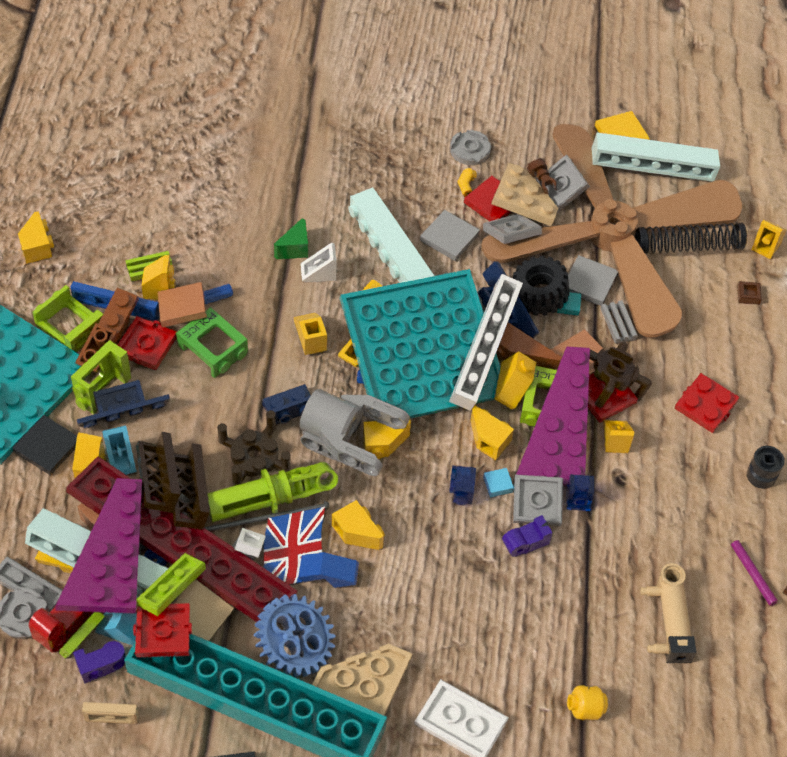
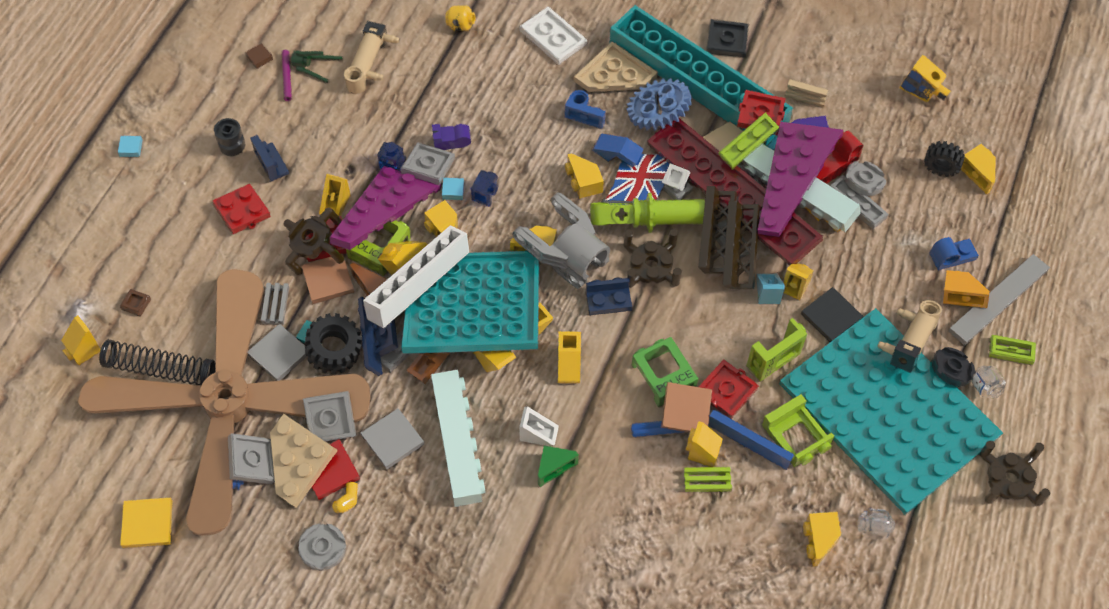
camera: 160 degrees left, 5 degrees up
(111, 325) = (764, 398): dark orange slope -> none
(121, 400) = (750, 329): dark blue bracket -> none
(384, 607) = (578, 110): none -> blue plate
(539, 169) = (268, 477): reddish brown piece -> none
(655, 157) = (137, 464): light aqua brick -> none
(710, 455) = (269, 158): none -> dark blue bracket
(746, 592) = (303, 58): none -> dark green plant

